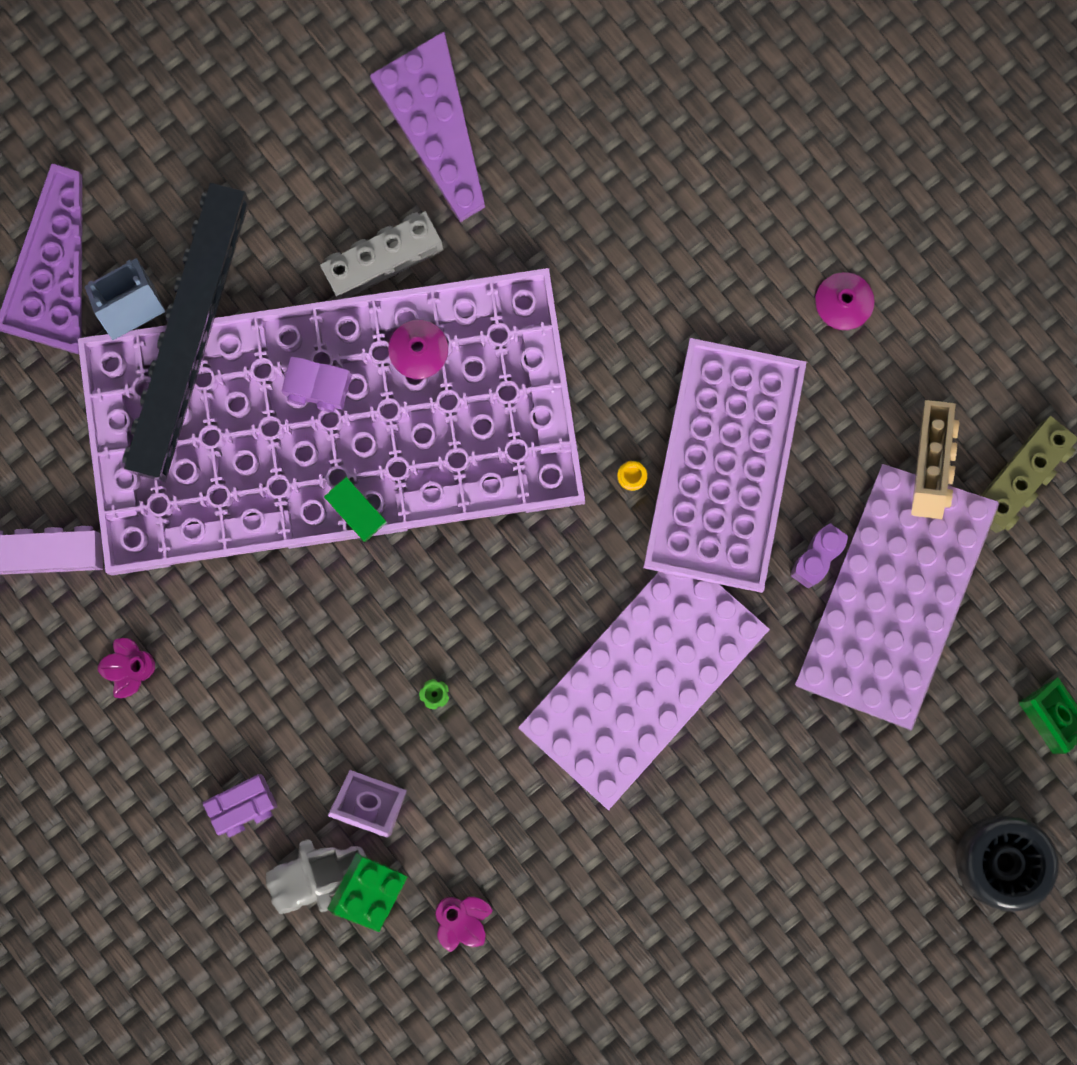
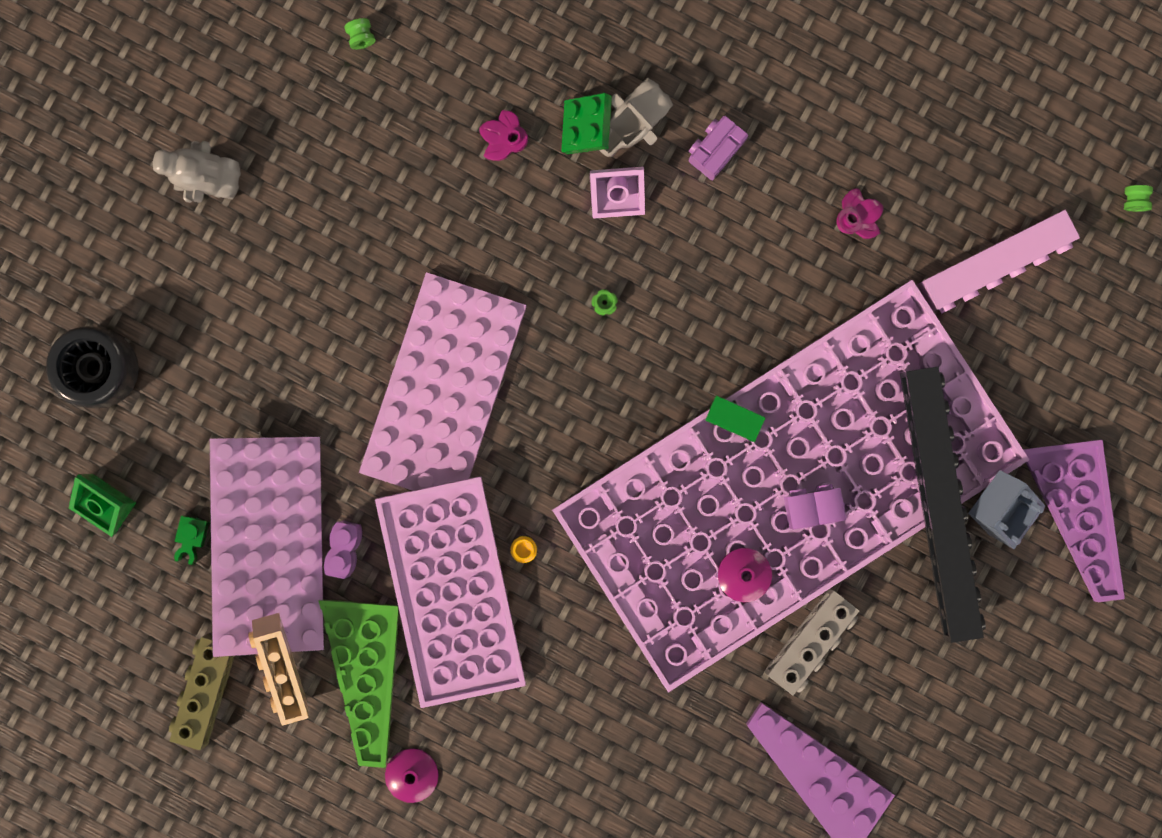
camera: 155 degrees right, 5 degrees up
(806, 1026) = (198, 172): none -> light grey piece
(844, 436) = (364, 661): none -> bright green wing
(972, 642) = (191, 534): none -> green plate

